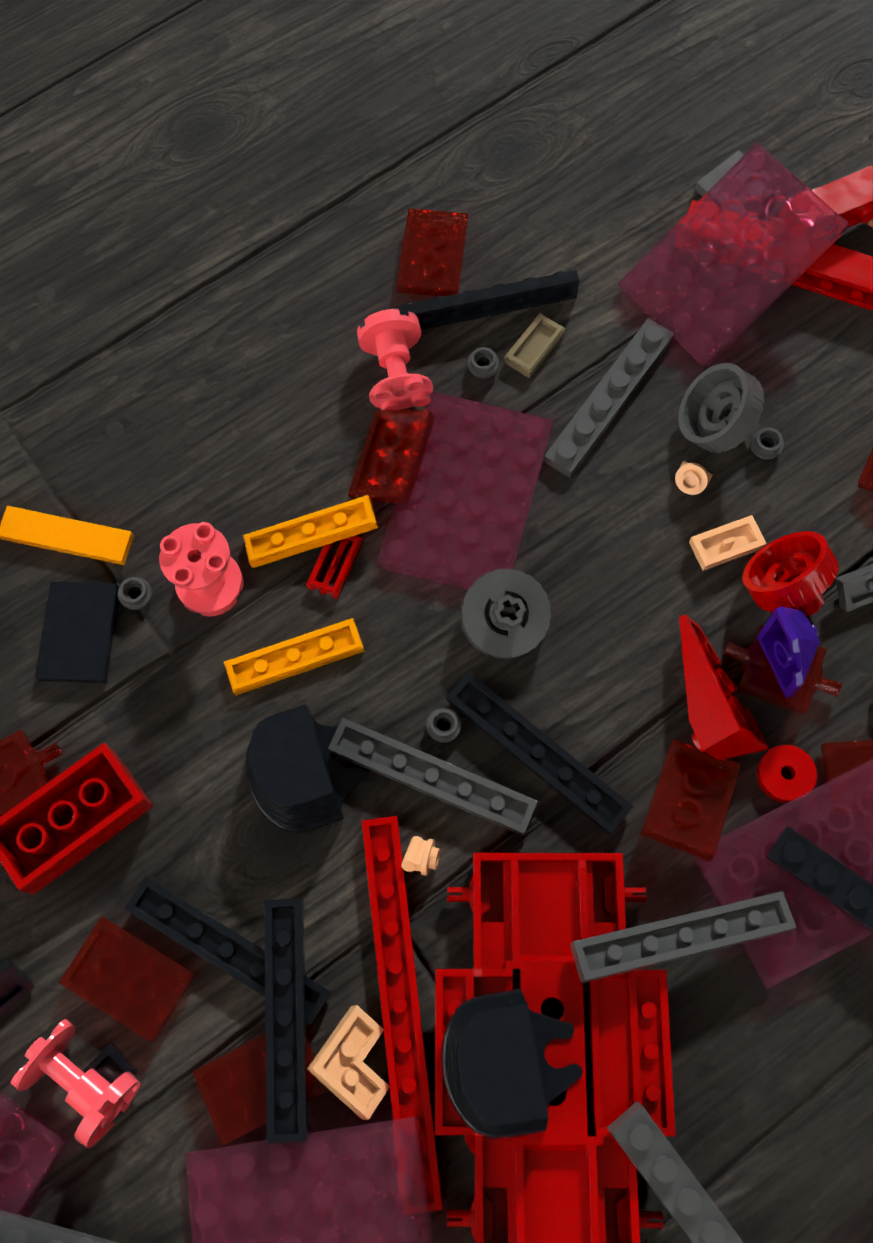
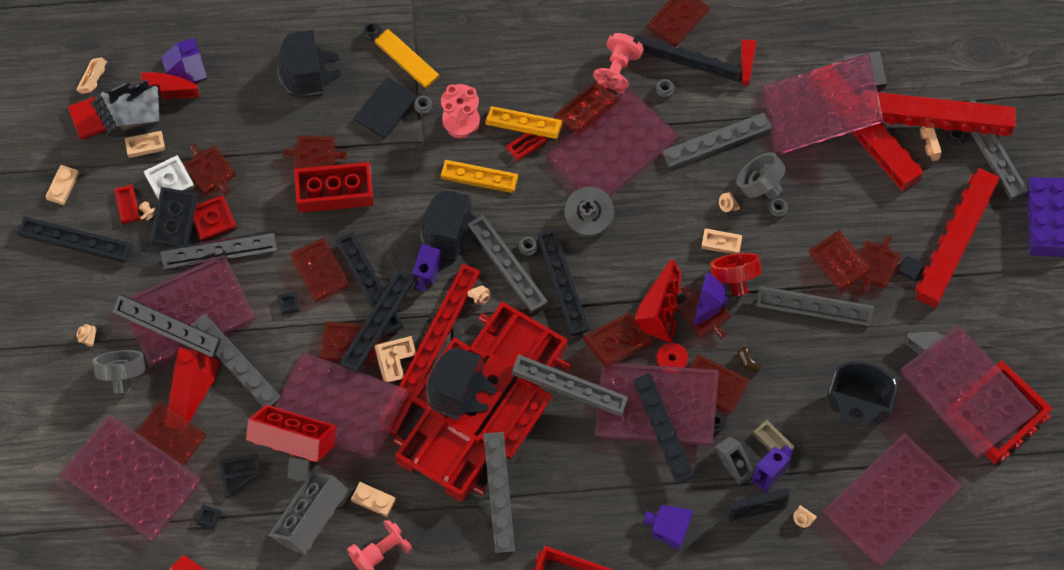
camera: 30 degrees right, 5 degrees down
(87, 1092) = (279, 307): coral piece -> none
(306, 850) = (428, 260): none -> dark purple torso
(534, 345) = (698, 94): dark tan tile -> none
(568, 256) = (747, 58): none -> red piece

